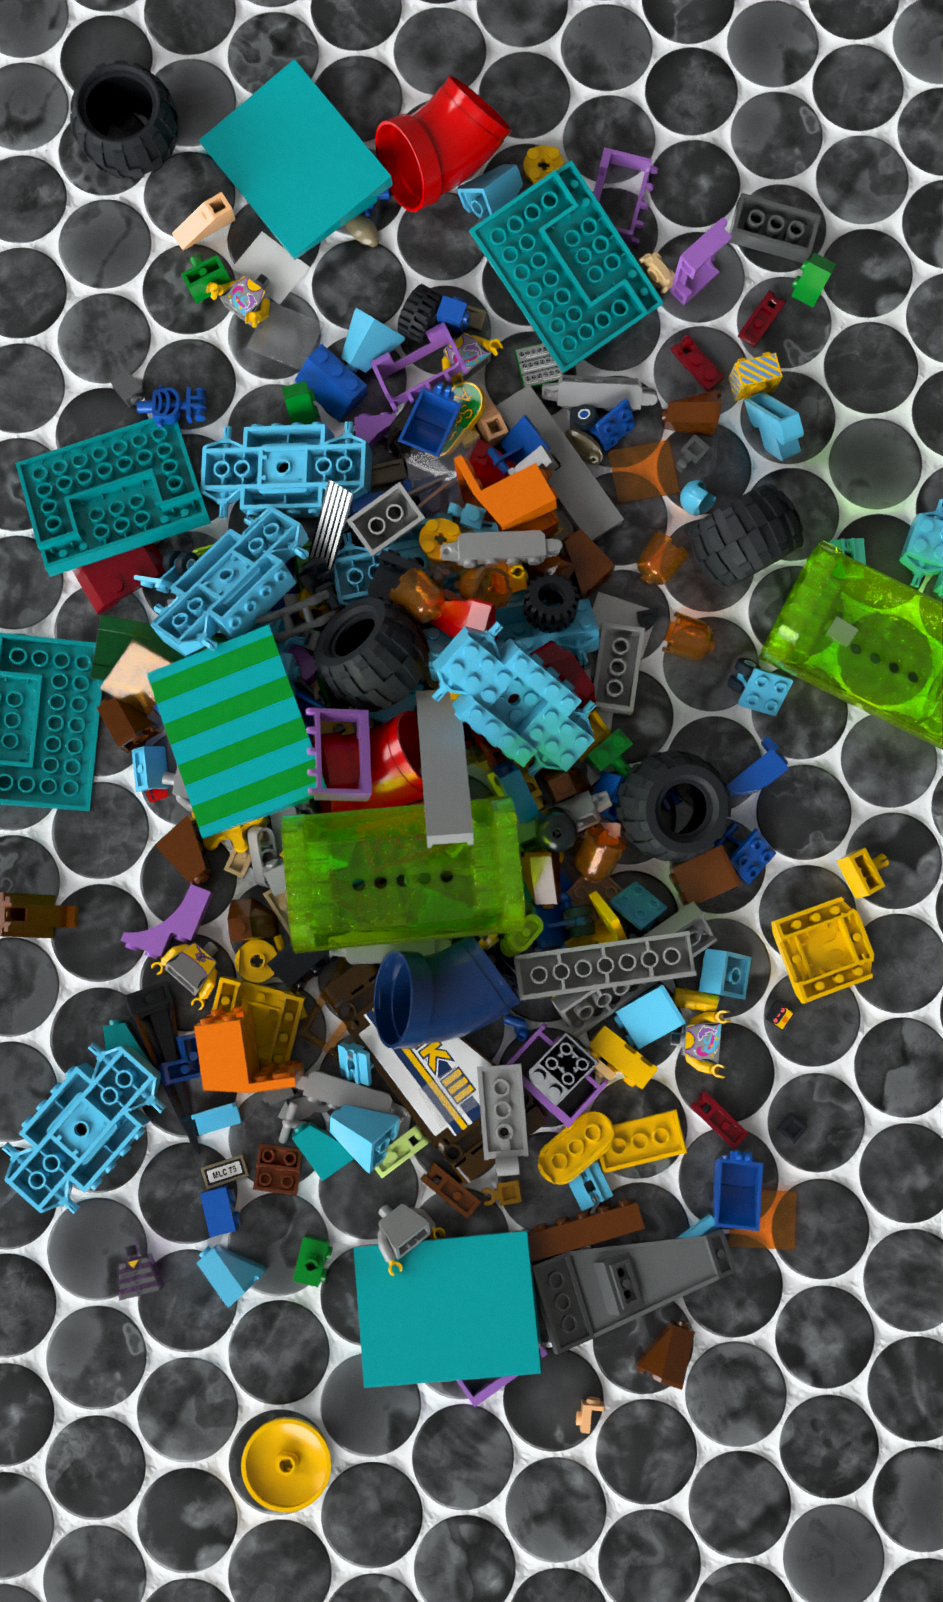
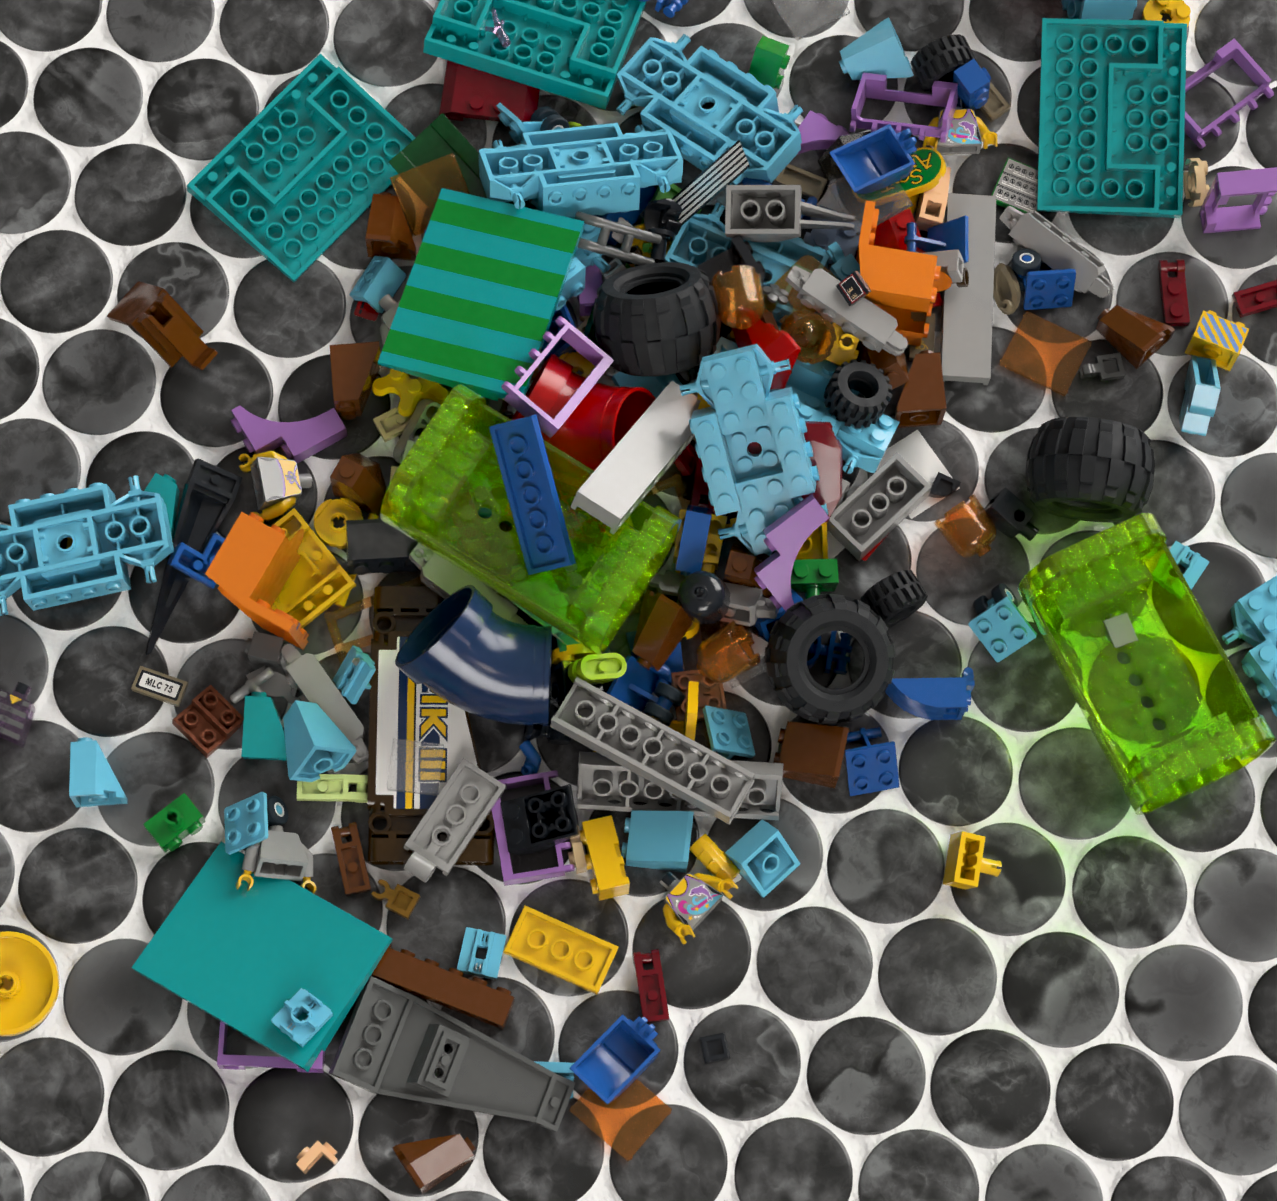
camera: 35 degrees right, 10 degrees down
(92, 521) = (498, 29): none -> bar
(217, 1118) = (191, 632): medium azure panel -> none
(220, 1211) = (128, 714): blue brick -> none
(332, 383) = (814, 67): blue slope -> none
(362, 1222) = (249, 820): none -> medium azure plate
(388, 853) = (532, 494): none -> blue plate
(433, 529) = (796, 255): yellow plate -> none
(497, 531) = (853, 288): none -> black tile
(522, 1329) = (302, 1030): none -> medium azure piece
(576, 1147) = (497, 907): yellow tile -> none
(584, 748) = (787, 537): none -> medium lavender arch
(660, 559) = (996, 439): clear orange cylinder -> none
(679, 726) = (895, 597): none -> black tyre
(696, 499) = (1075, 404): medium azure hair -> none
(709, 606) = (1011, 515): none -> black torso
(779, 1015) = (784, 936): black tile -> none
(824, 949) = (875, 905): yellow wedge -> none

